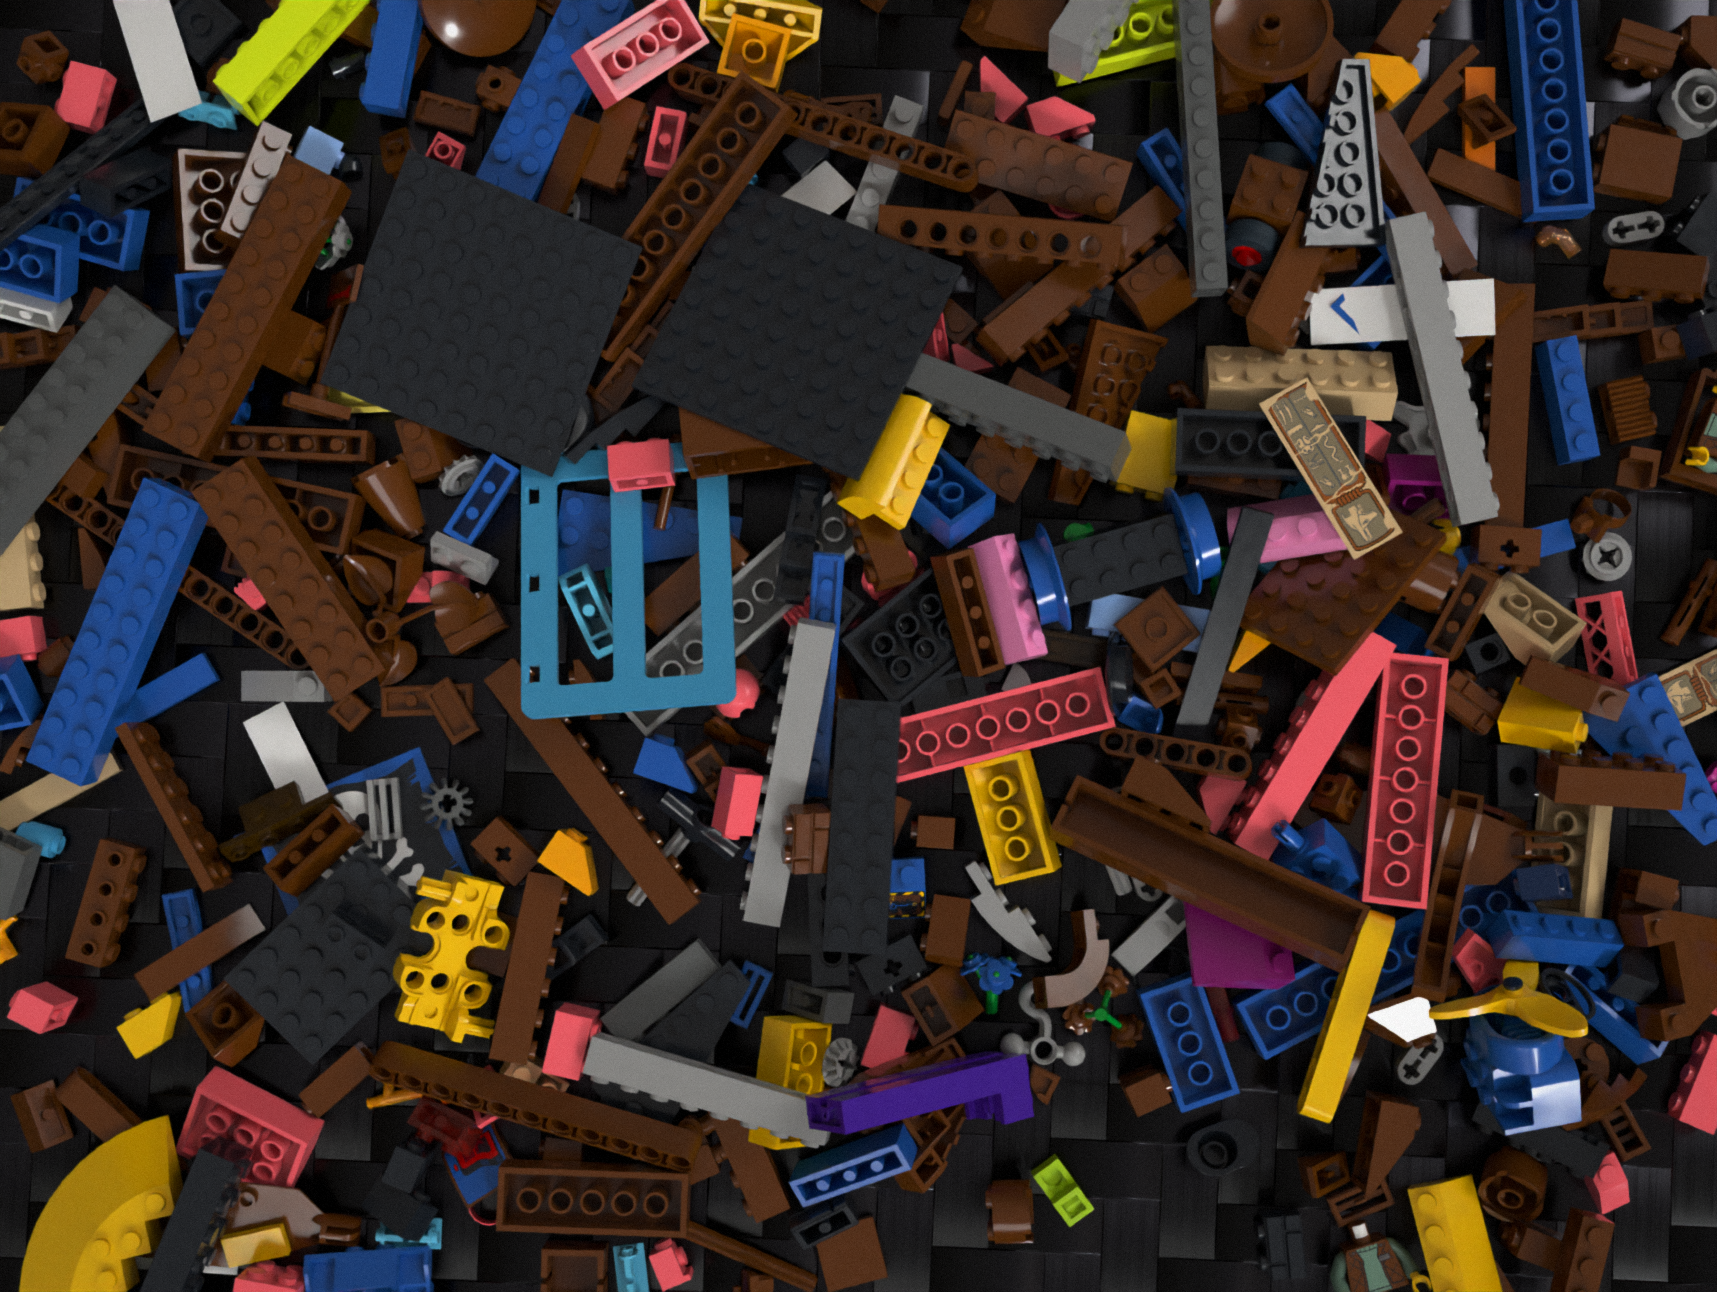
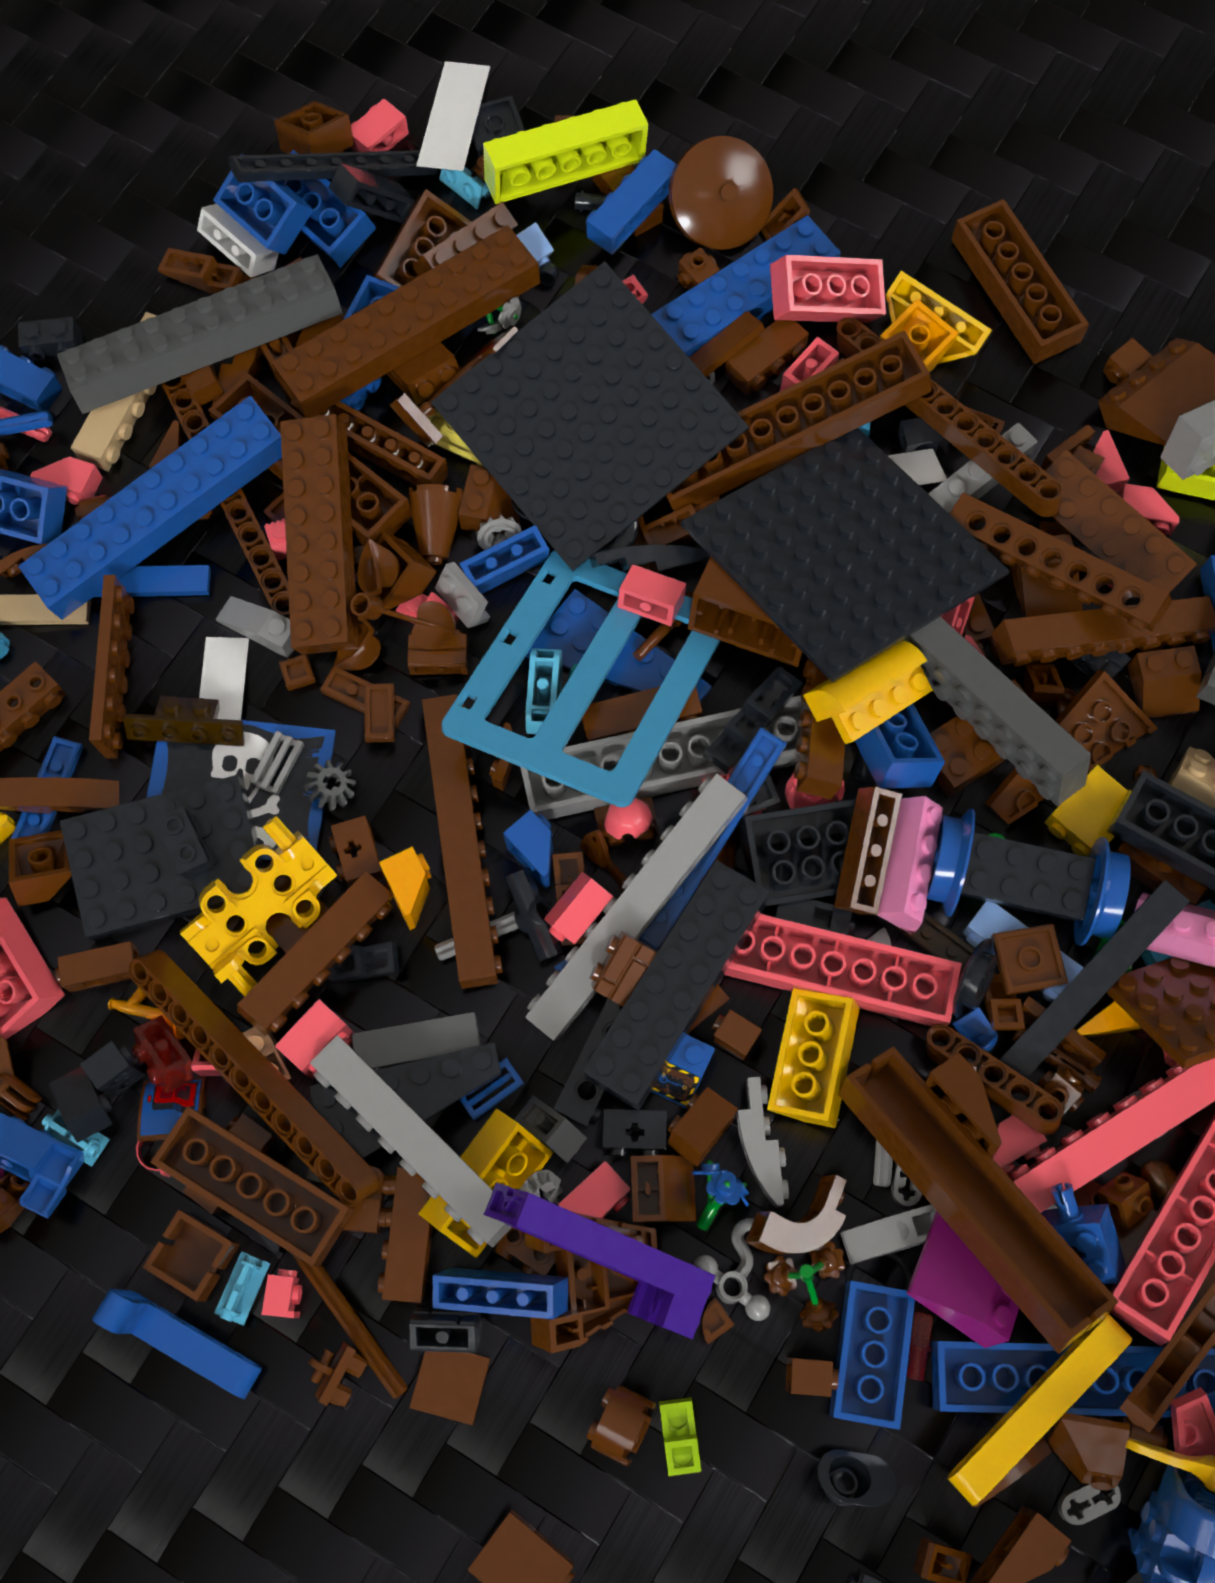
camera: 25 degrees right, 15 degrees down
(42, 57) = (364, 88): reddish brown brick -> none
(313, 850) = (198, 761): reddish brown brick -> none
(447, 113) = (648, 272): reddish brown plate -> none

